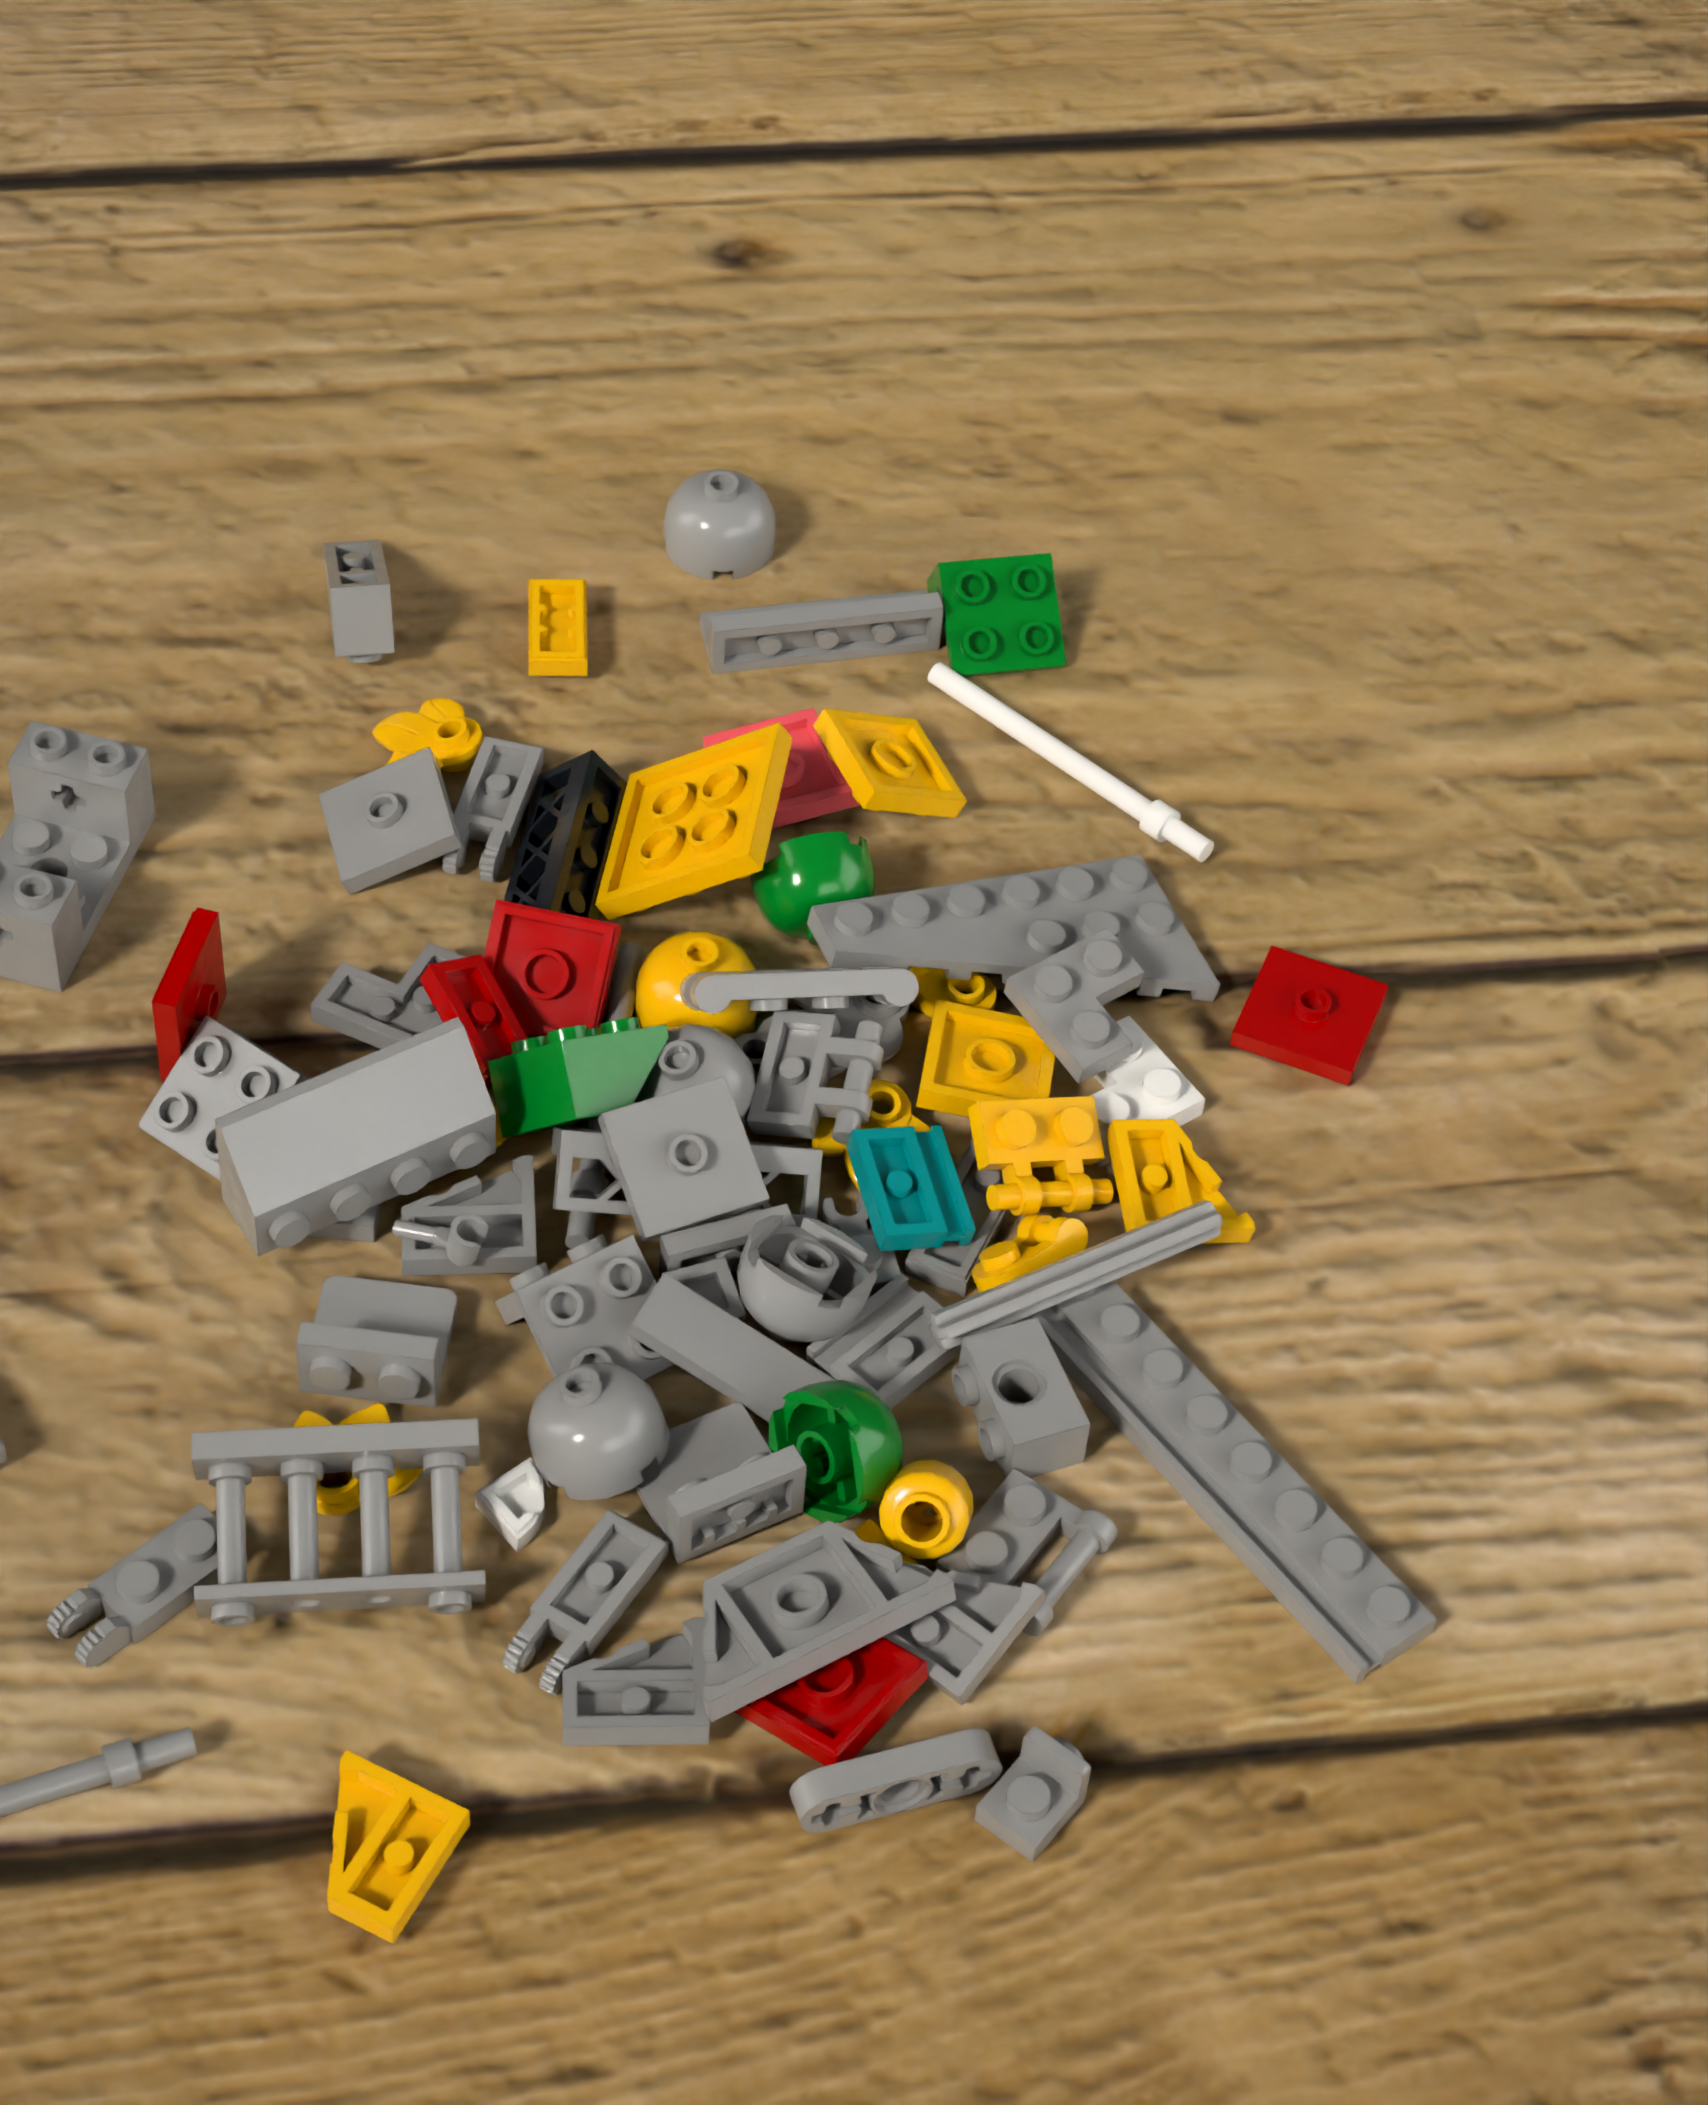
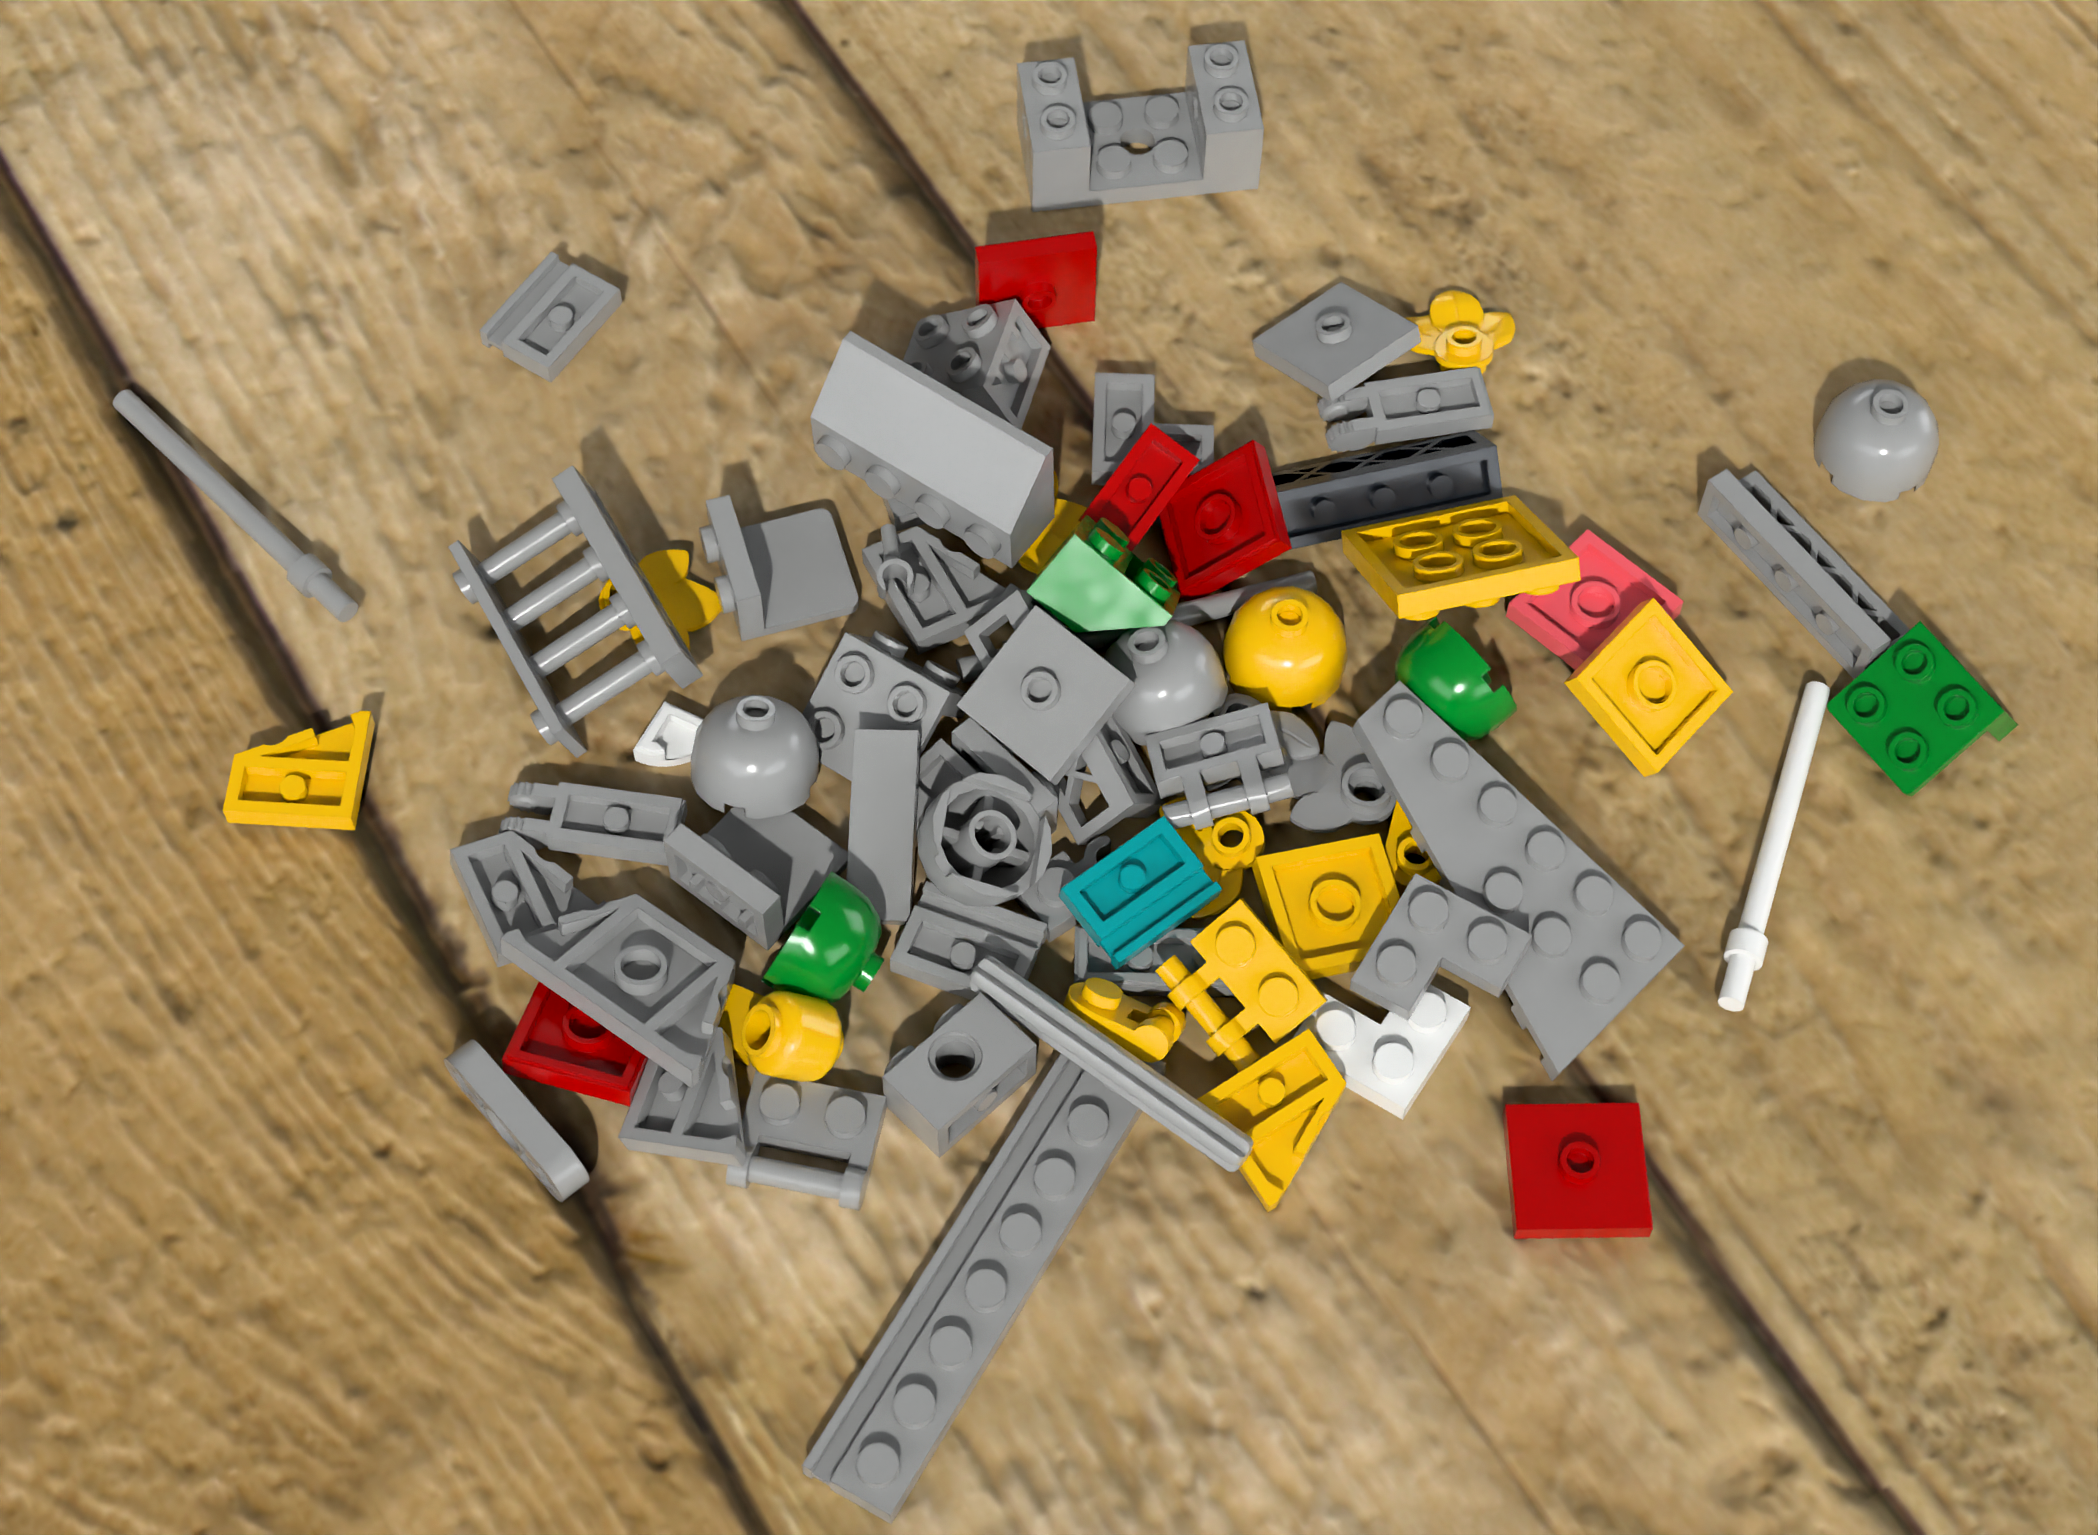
camera: 70 degrees right, 10 degrees up
(141, 1588) = (467, 515): light grey hinge -> none
(359, 600) = (1583, 206): light grey slope -> none
(557, 627) = (1656, 369): yellow plate -> none
(771, 988) = (1310, 722): light grey plate -> none
(1036, 1794) = (553, 1237): light grey bracket -> none

